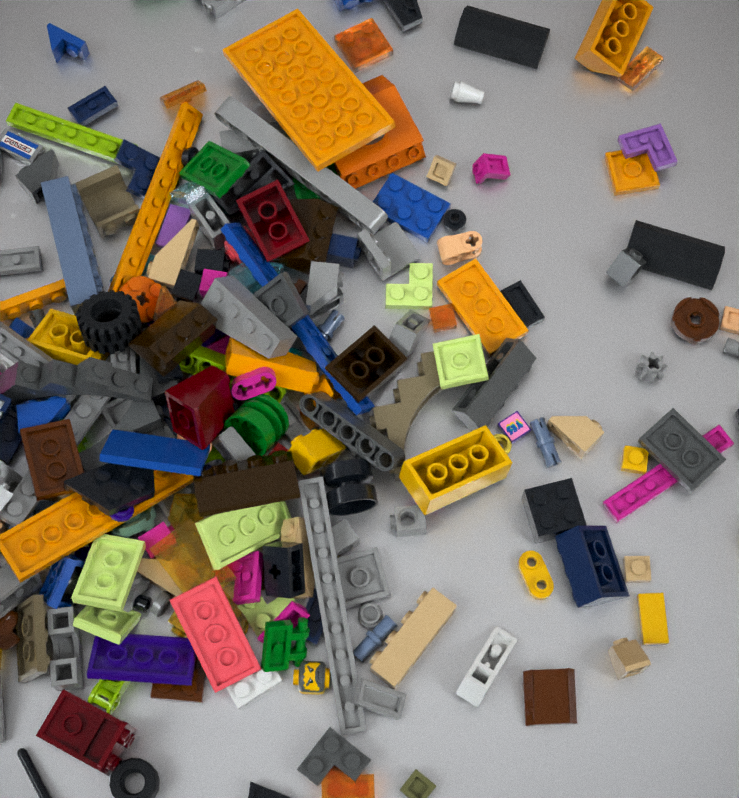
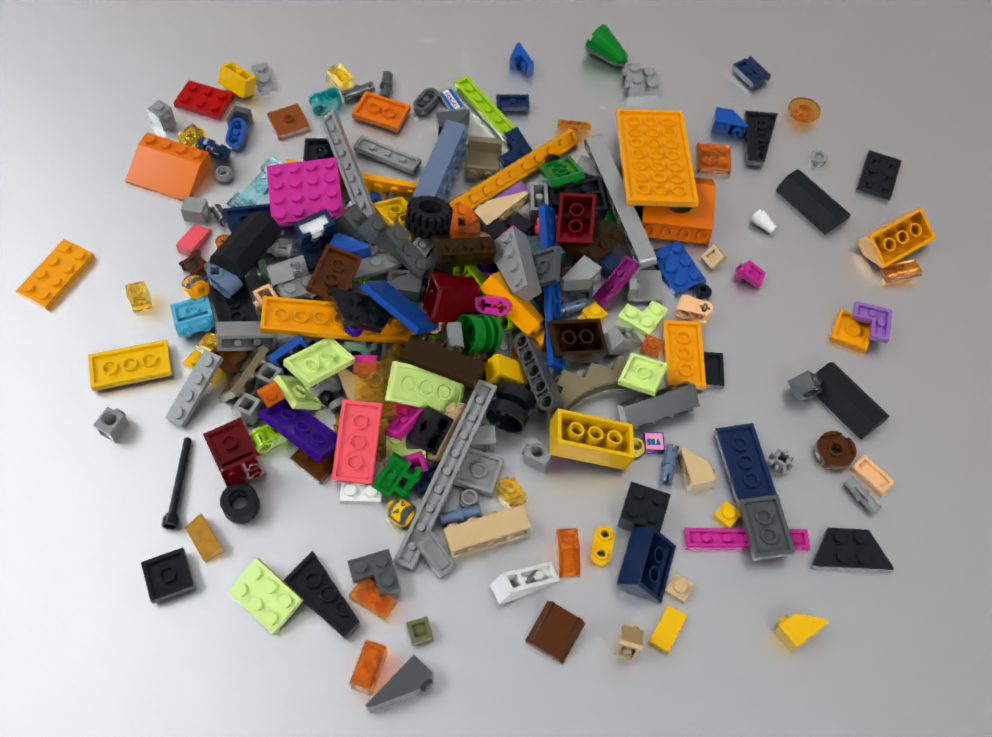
camera: 30 degrees right, 10 degrees down
(83, 644) = (270, 394): none -> orange bracket
(187, 193) = (534, 177): clear light blue plate -> none
(357, 321) = (593, 311): none -> yellow plate
(361, 267) = (616, 281): none -> magenta tile
(410, 589) = (508, 498): none -> clear yellow brick
(508, 606) = (567, 552): none -> clear orange slope
(617, 391) = (744, 461): none -> dark blue plate

